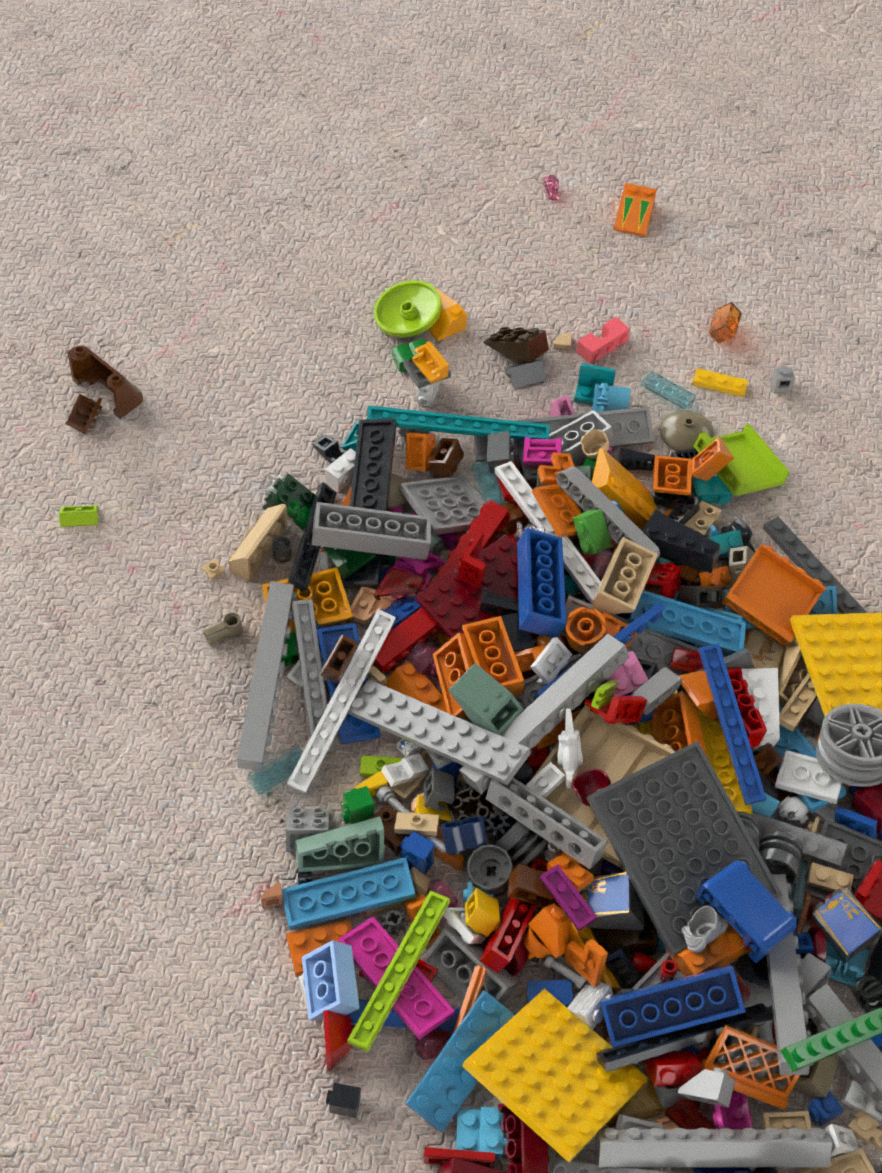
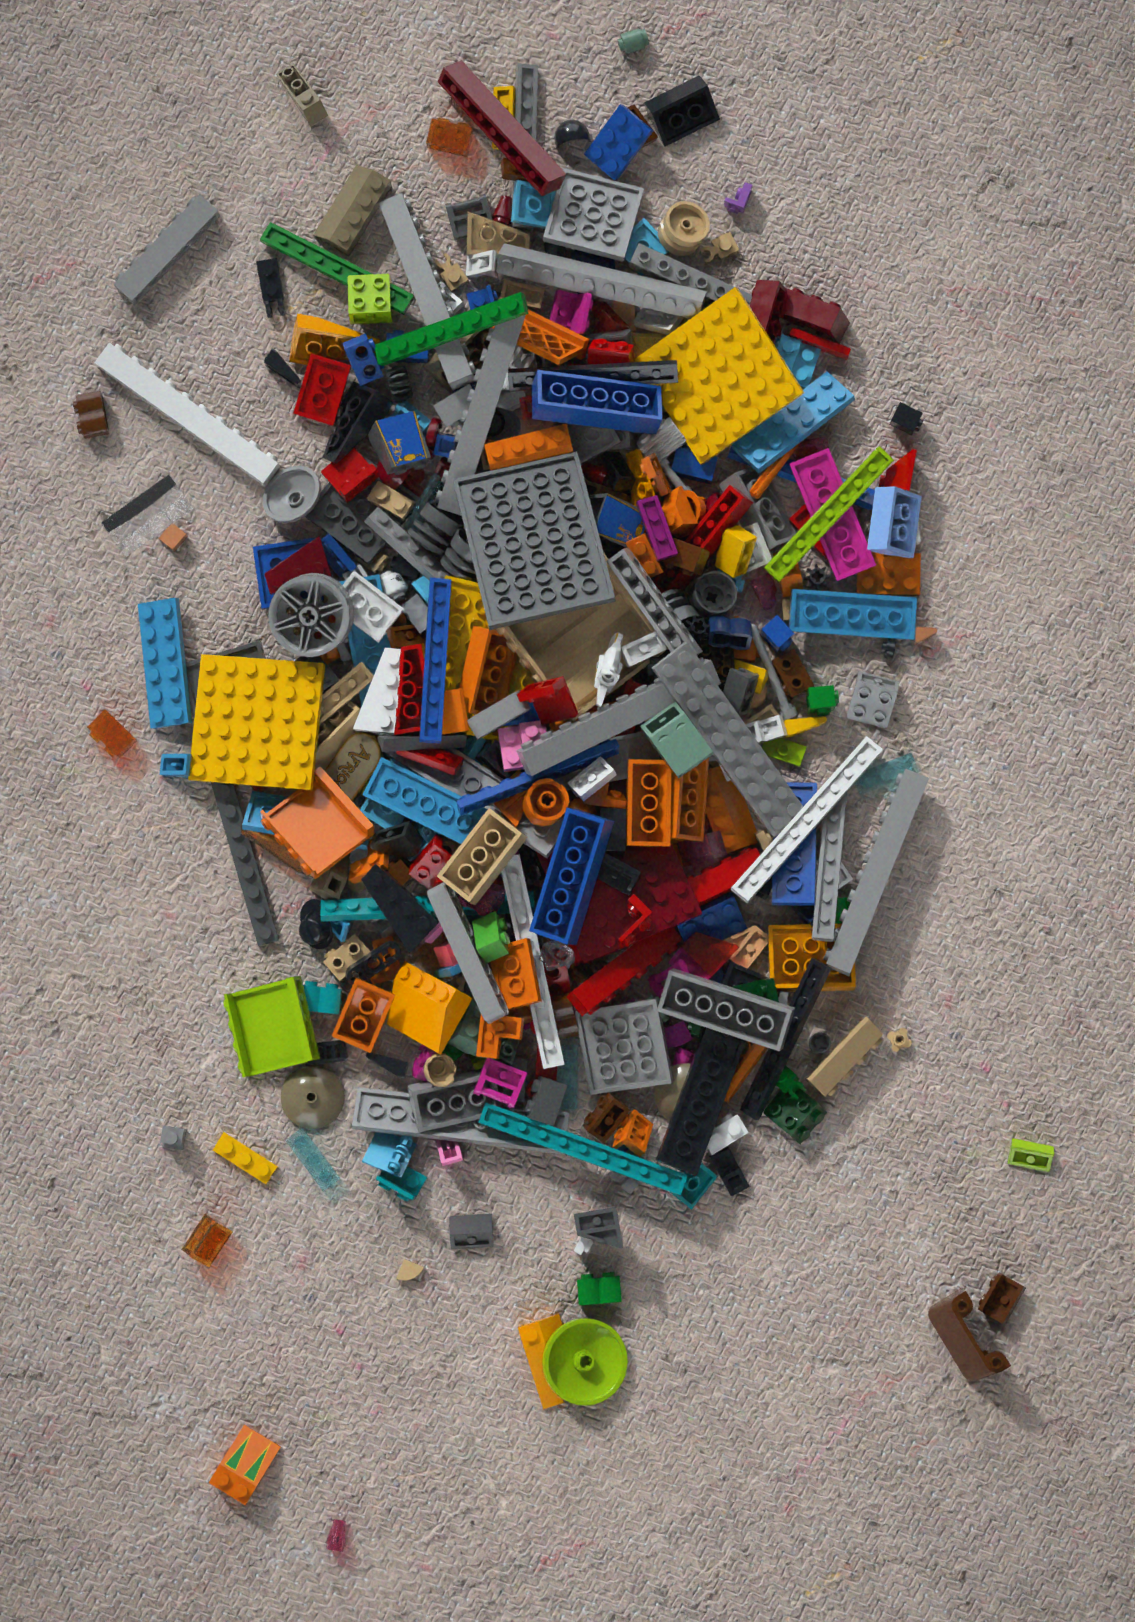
camera: 155 degrees left, 30 degrees up
(223, 629) = (908, 954): dark tan piece -> none
(339, 659) = (801, 856): reddish brown brick -> none
(343, 847) = (848, 659): sand green wedge -> none
(420, 823) = (771, 659): tan plate -> none
(420, 880) = (781, 609): tan tile -> none
(431, 363) = (596, 1227): light orange hinge -> none
(519, 343) = (469, 1273): dark brown slope -> none
(589, 783) = (602, 624): dark red helmet -> none
(594, 348) = (379, 1245): coral arch -> none
(606, 691) = (553, 717): lime tile -> none
(668, 970) = (585, 435): red pin -> none
(703, 928) = (543, 457): light grey hair -> none
(709, 1087) = (589, 322): slope -> none
(711, 460) = (316, 1018): orange slope -> none
(748, 908) = (500, 461): blue windscreen -> none
(804, 911) = (434, 467): reddish brown piece -> none

